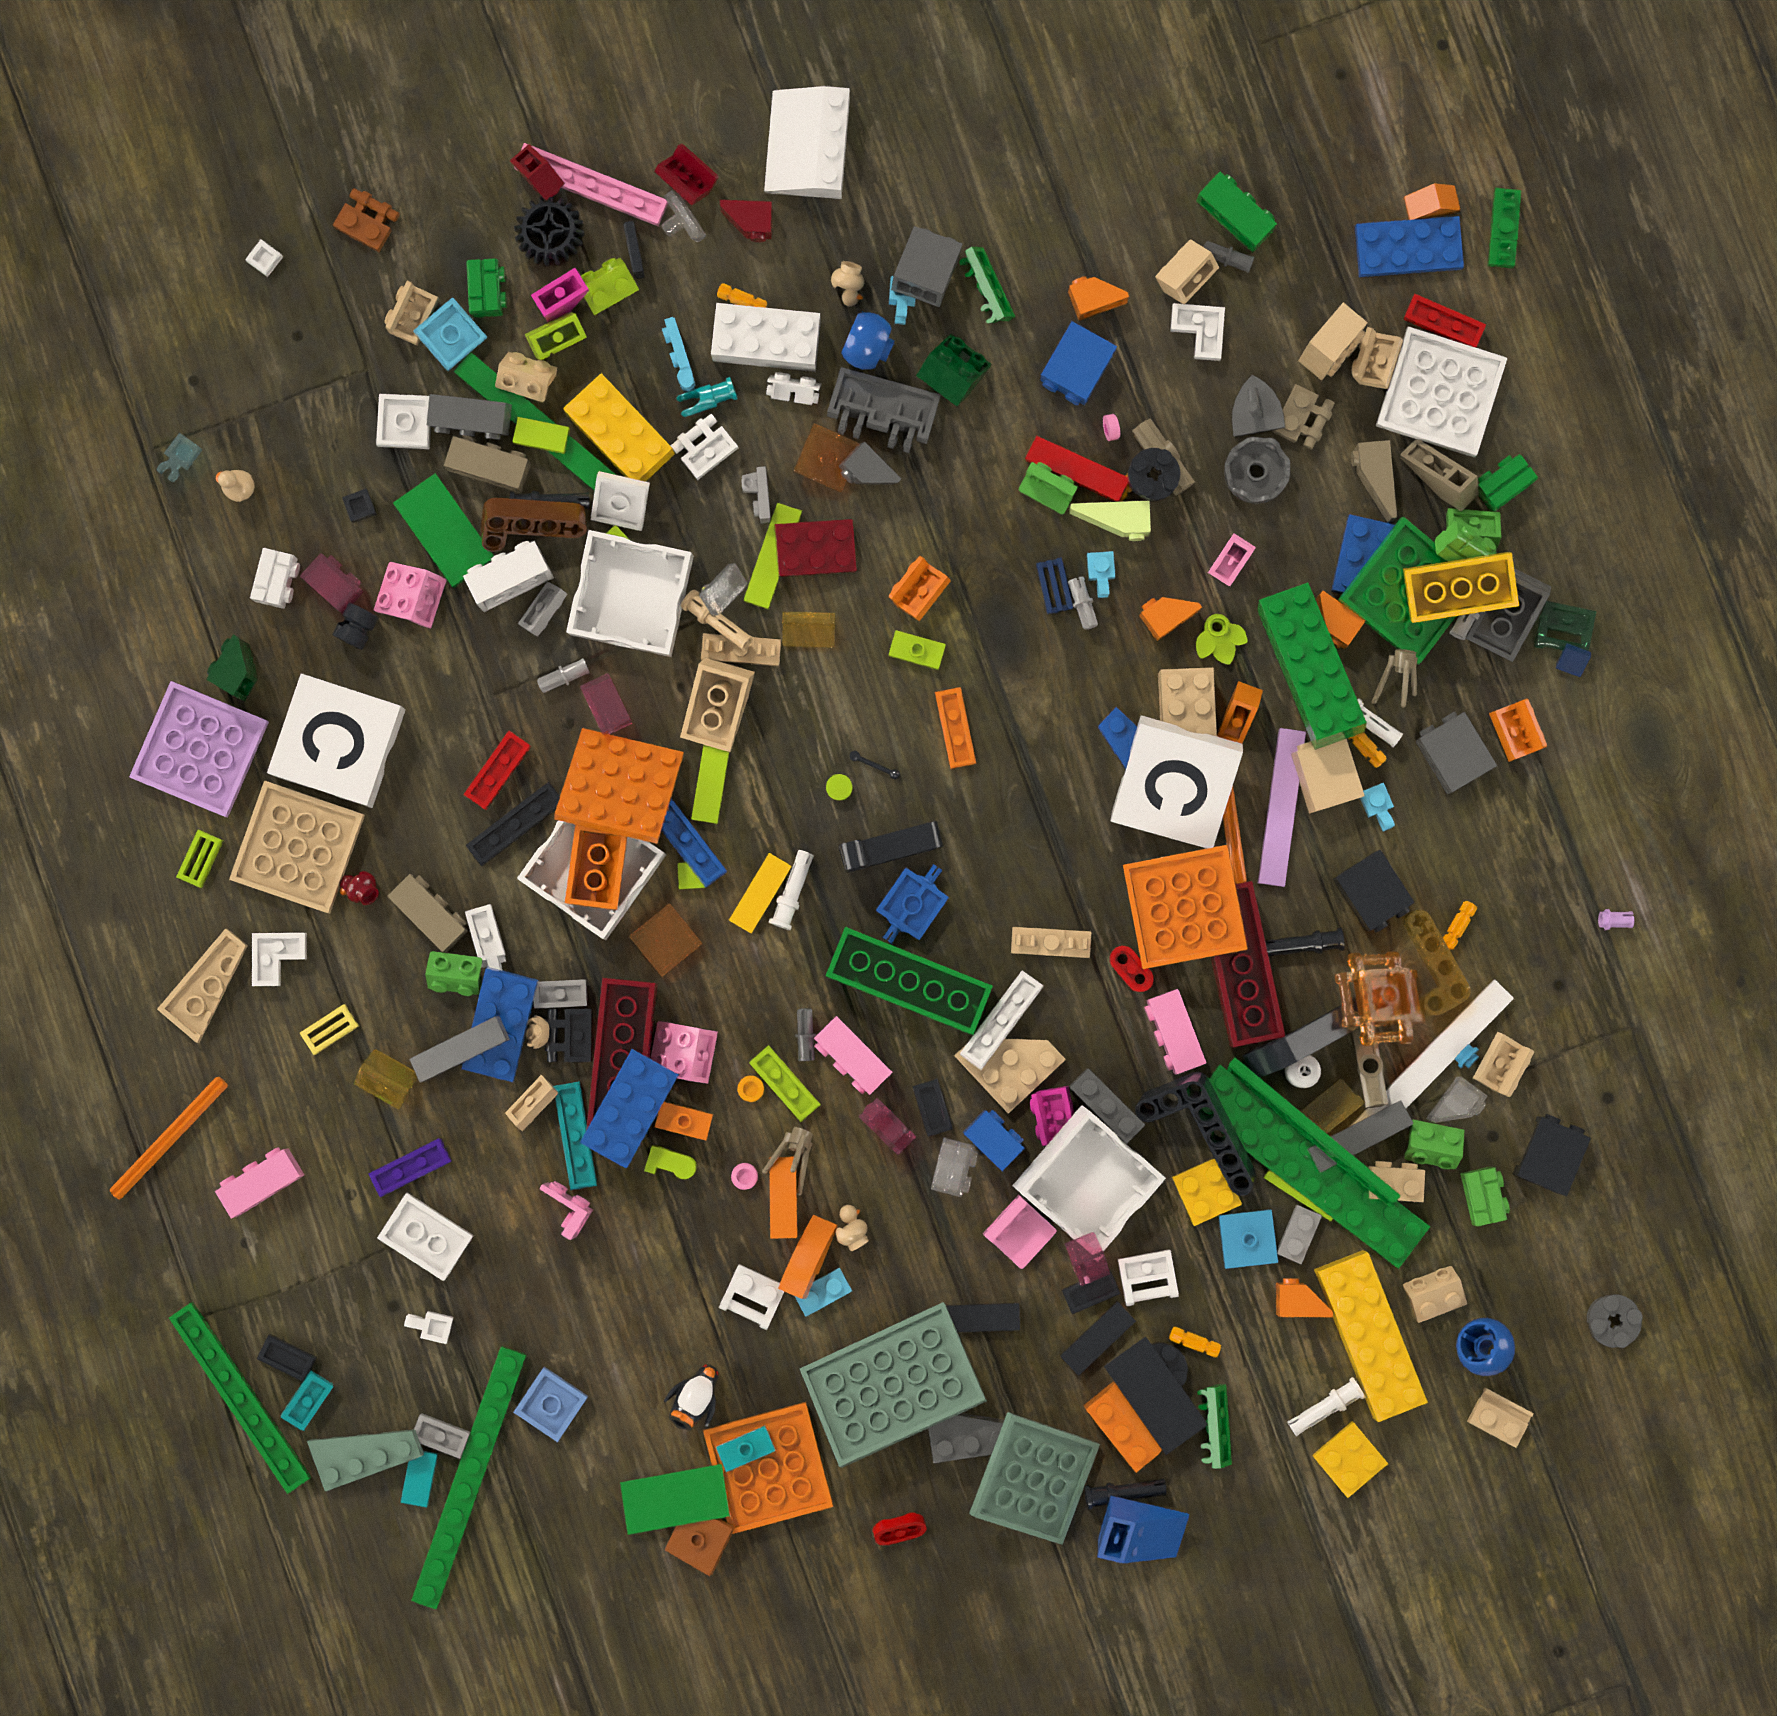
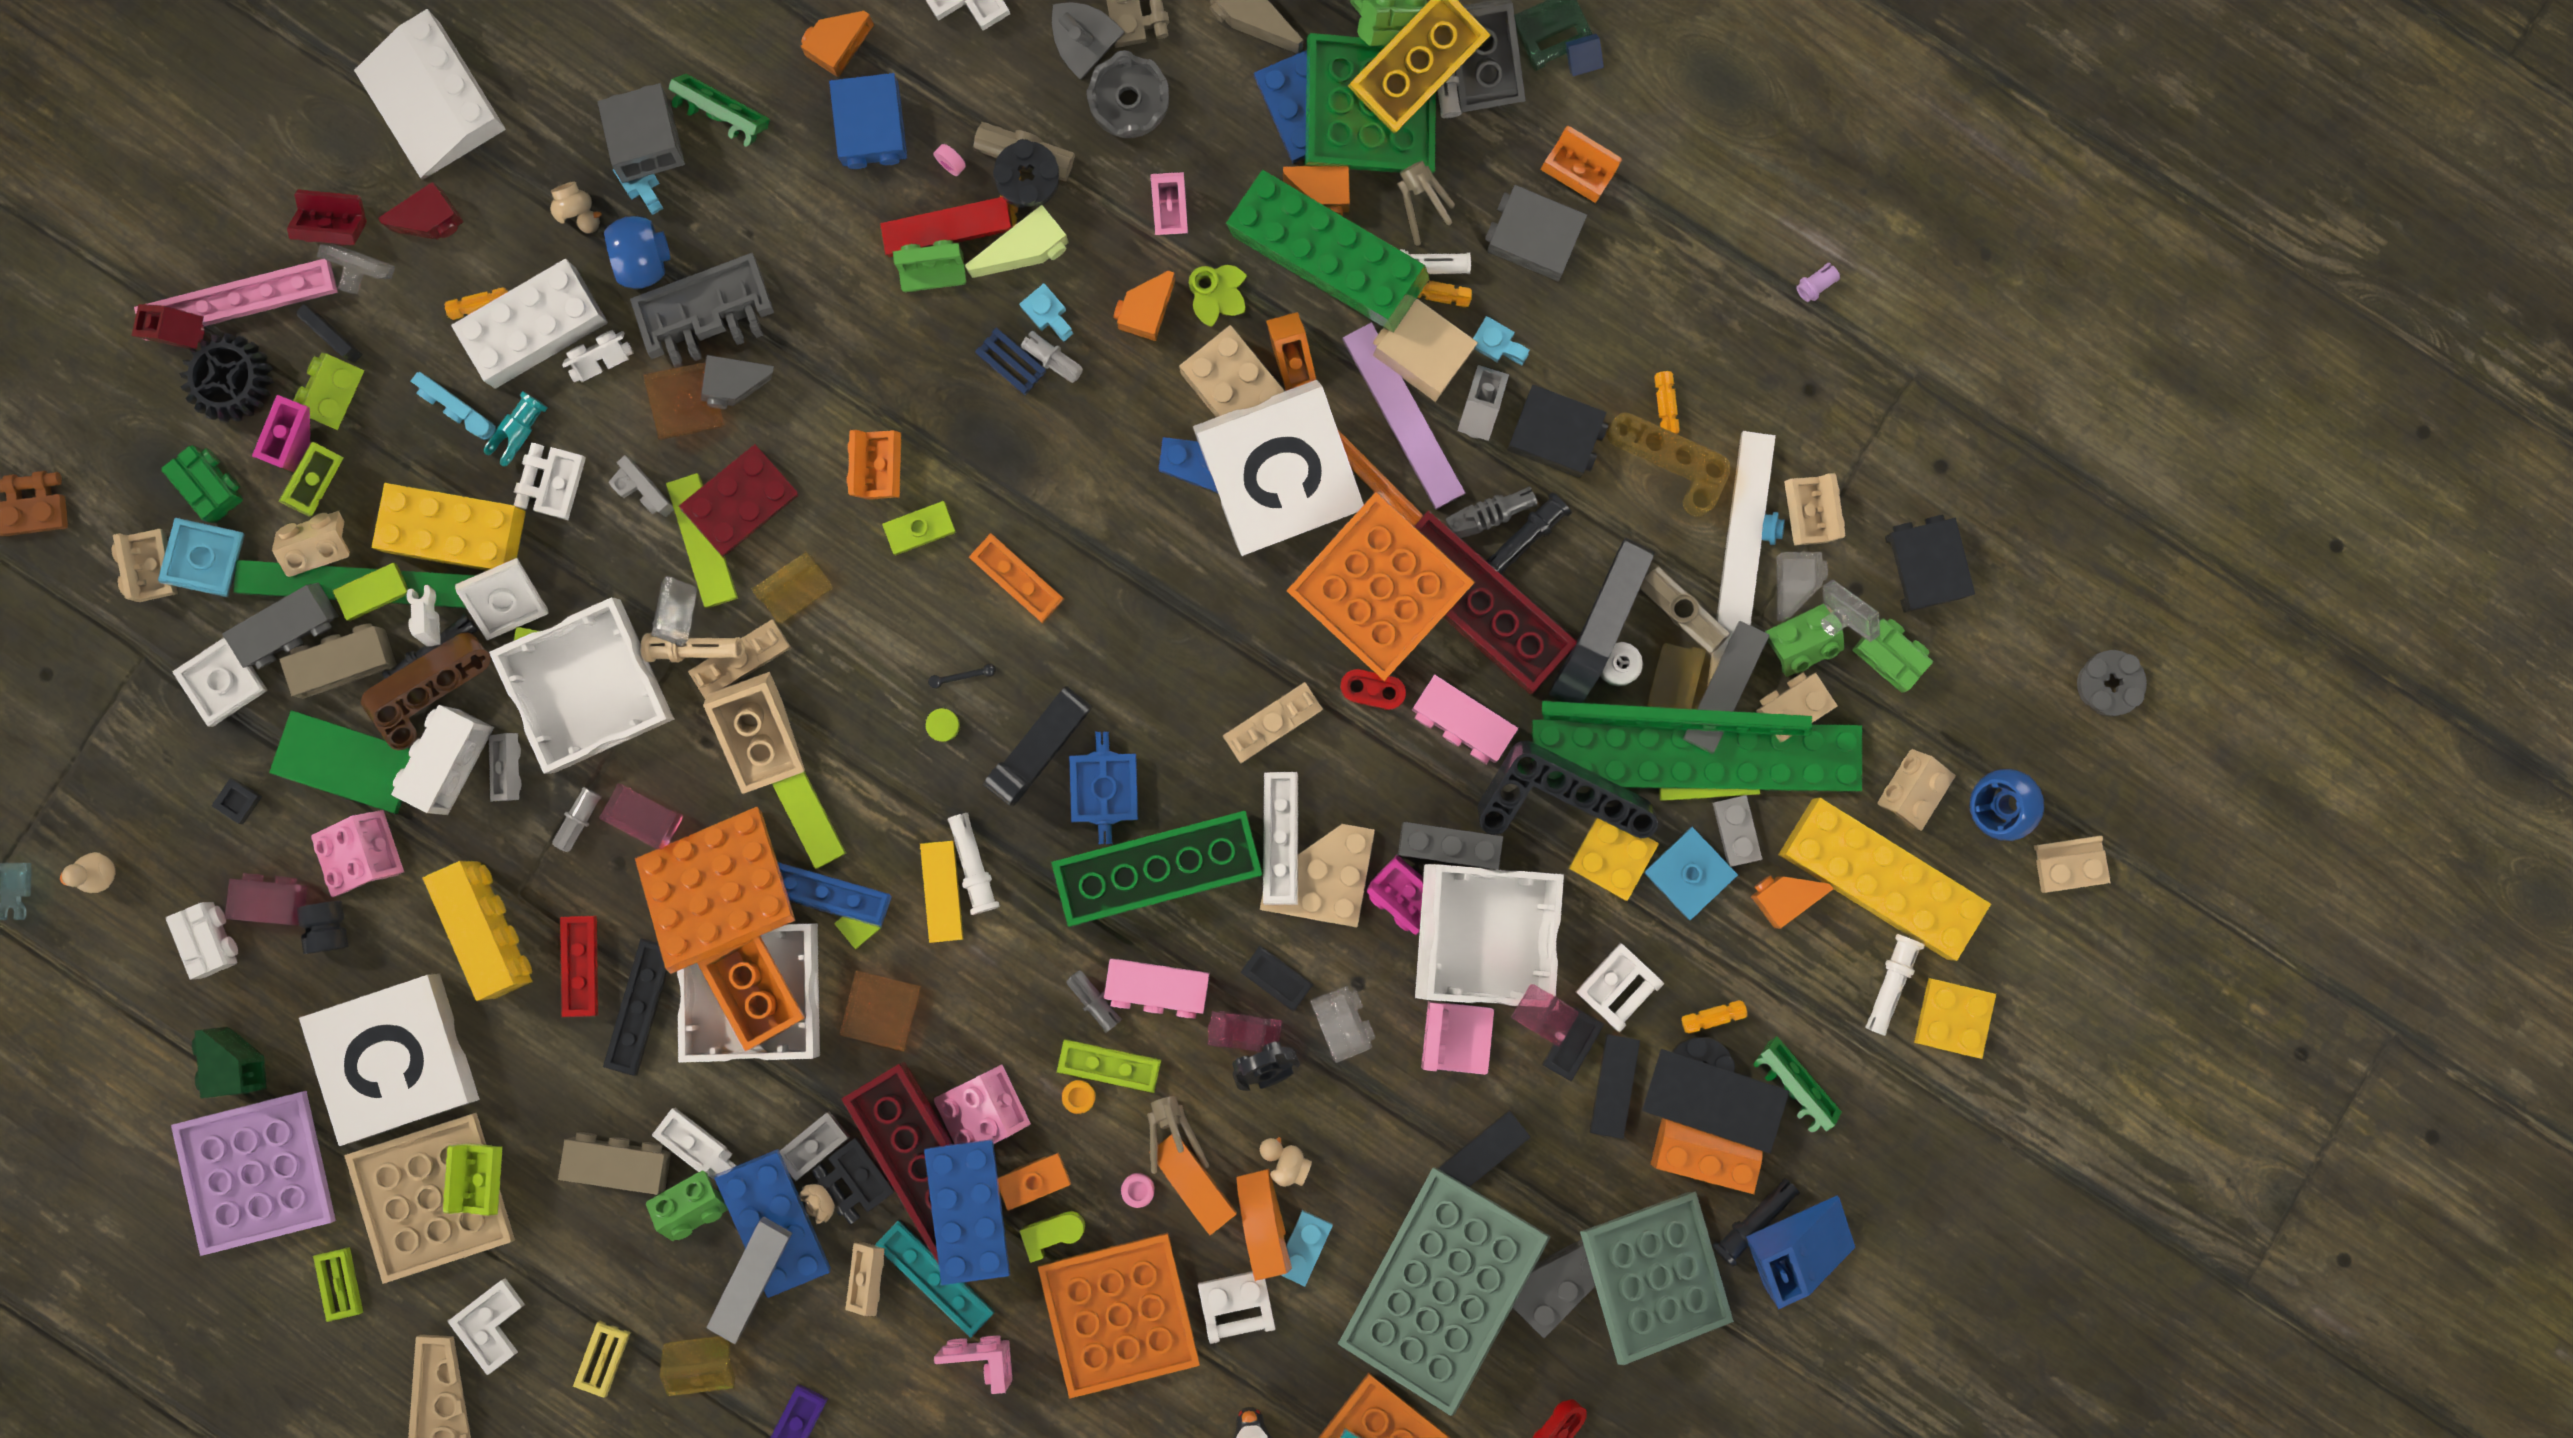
camera: 40 degrees left, 0 degrees up
(335, 856) = (472, 1179): none -> lime bracket
(360, 888) = (525, 1191): dark red animal -> none
(453, 700) = (478, 929): none -> yellow brick
(562, 478) = (424, 620): none -> white plate
(674, 1246) = (1118, 1315): none -> orange plate
(883, 1158) = (1266, 1067): none -> black plate
(953, 369) = (746, 217): dark green slope -> none
(993, 1139) = (1362, 965): blue brick -> none
(1291, 911) = (1490, 512): none -> dark grey hinge
(1339, 837) = (1483, 403): none -> light grey slope
(1381, 997) = (1645, 531): clear orange brick -> none
(1476, 1146) = (1848, 611): none -> clear tile

